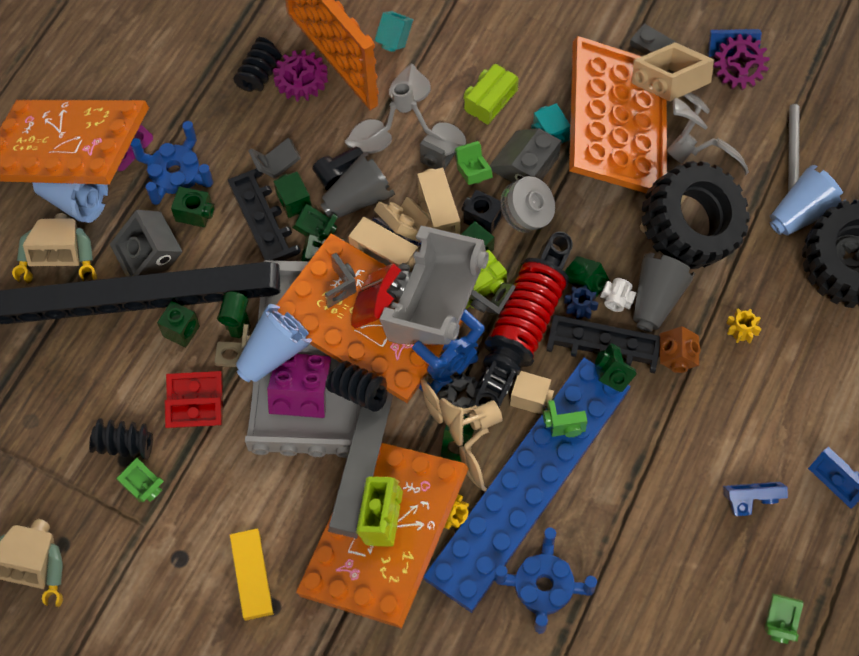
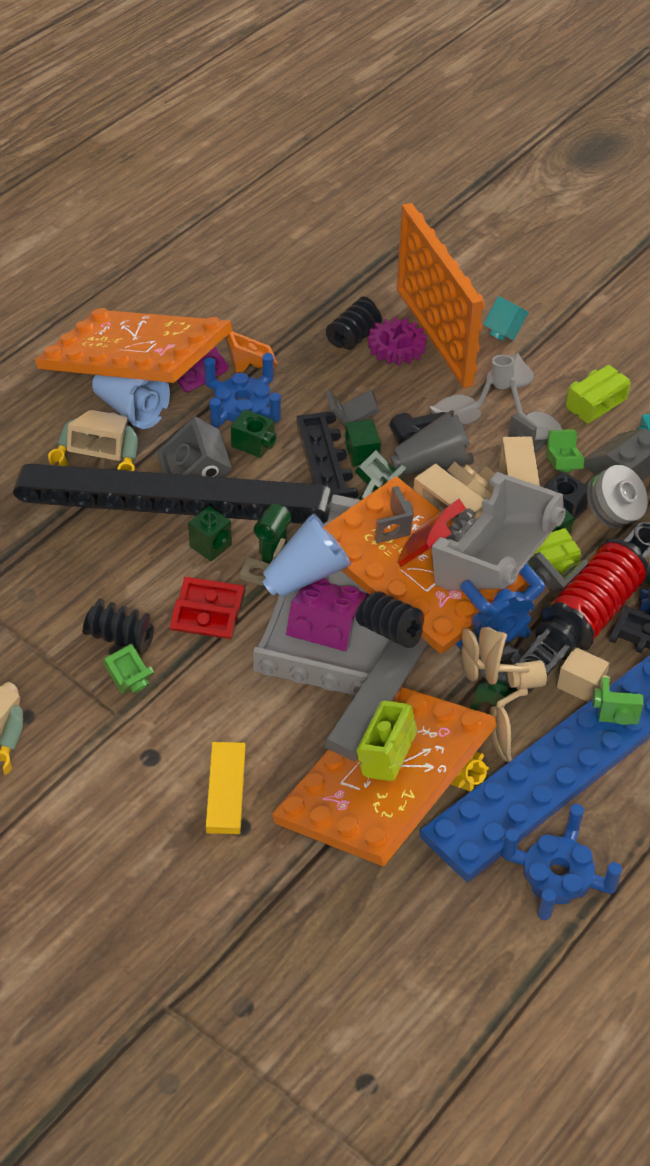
camera: 10 degrees right, 15 degrees down
(168, 119) = (245, 351): none -> orange slope

